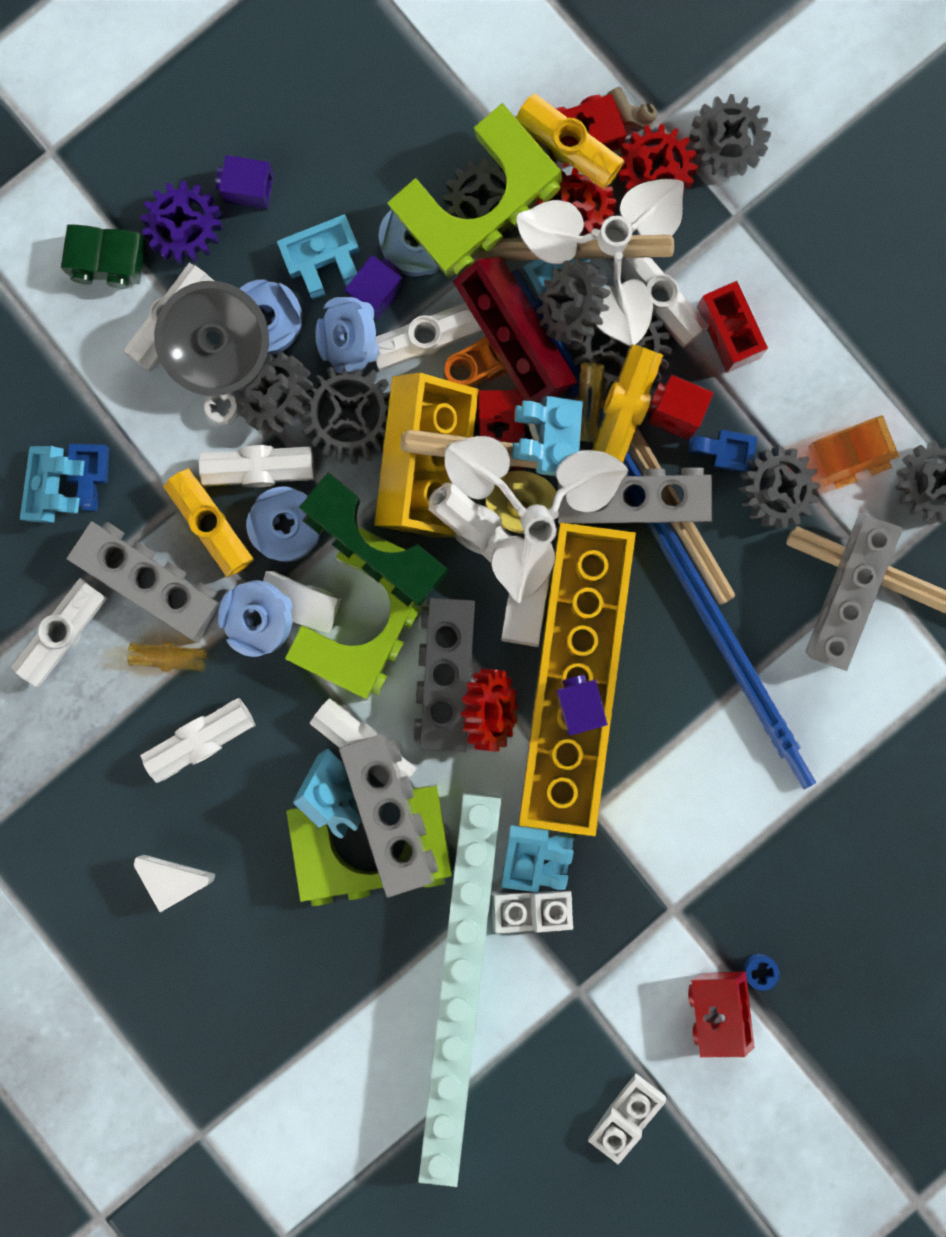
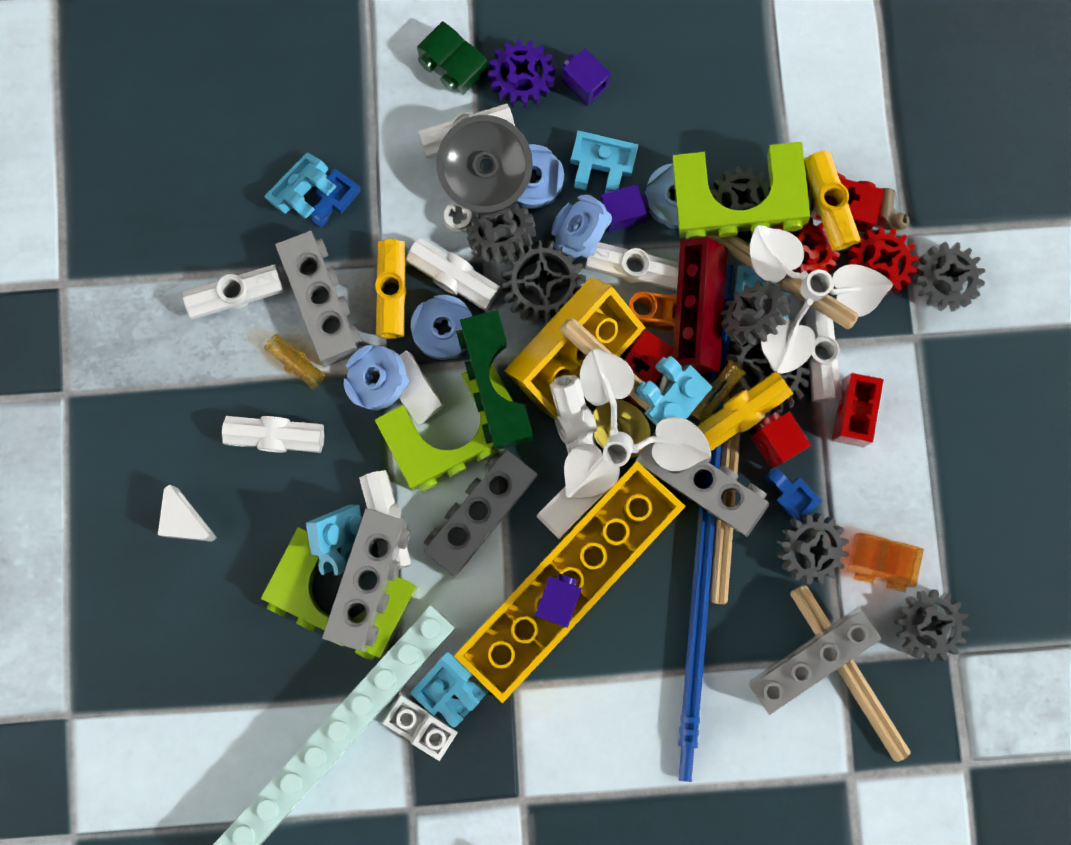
camera: 30 degrees right, 5 degrees down
(489, 710) = (492, 558): red gear -> none

